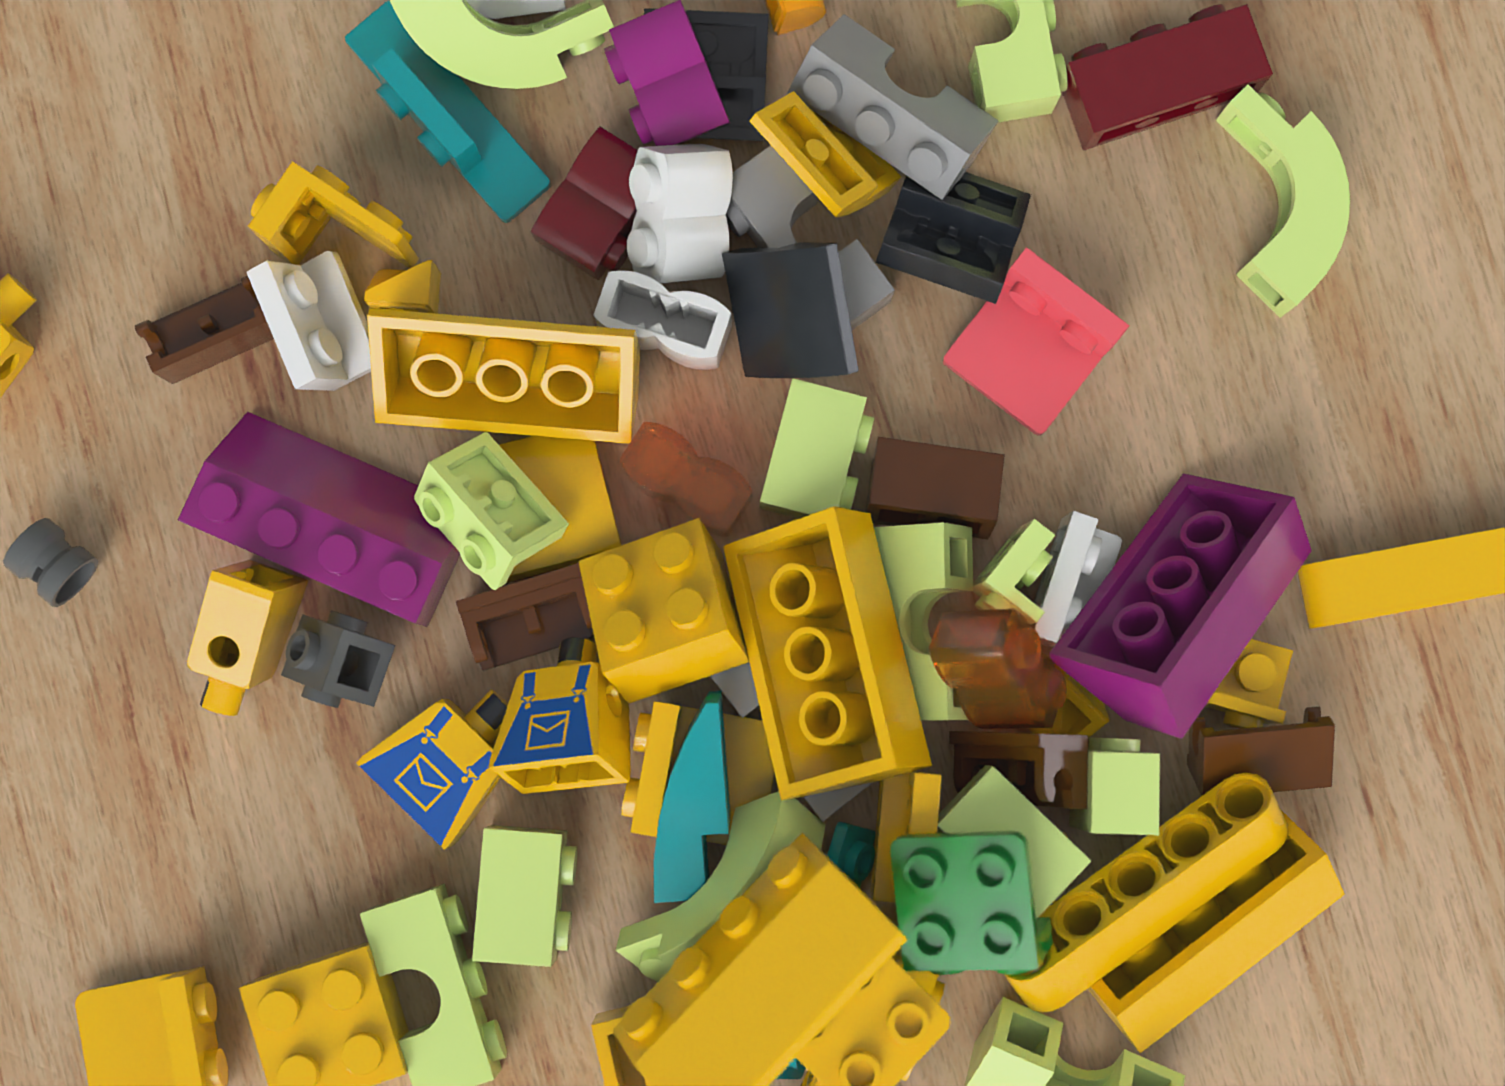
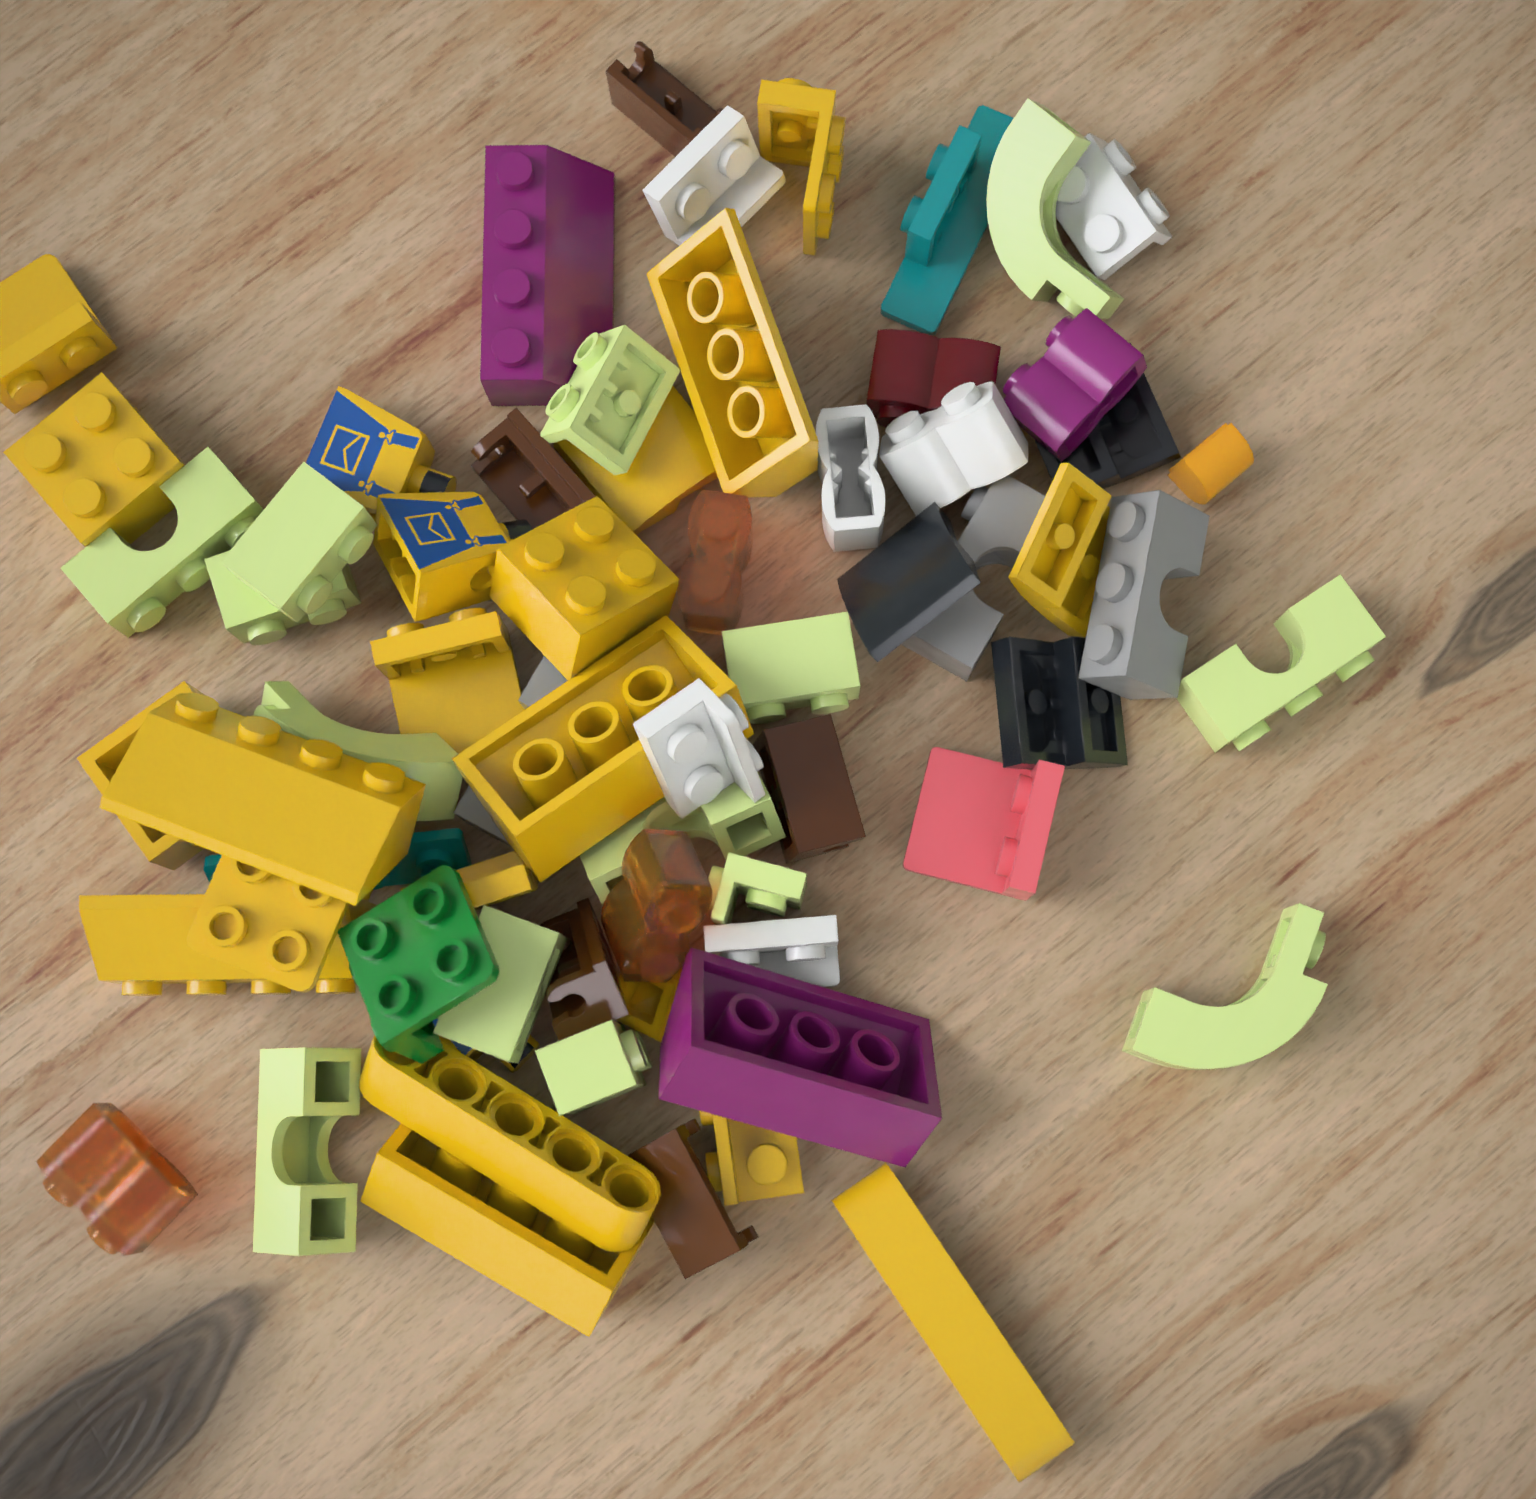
camera: 75 degrees right, 5 degrees down
(50, 562) = (411, 66): dark grey wheel -> none
(242, 630) = (416, 244): yellow torso -> none
(337, 660) = (423, 333): dark grey brick -> none
(406, 289) = (778, 254): yellow slope -> none
(508, 859) = (301, 543): none -> yellowish green brick
(693, 806) = (423, 689): teal slope -> none
(875, 566) = (699, 748): none -> white bracket
(1164, 74) = (1299, 835): dark red brick -> none

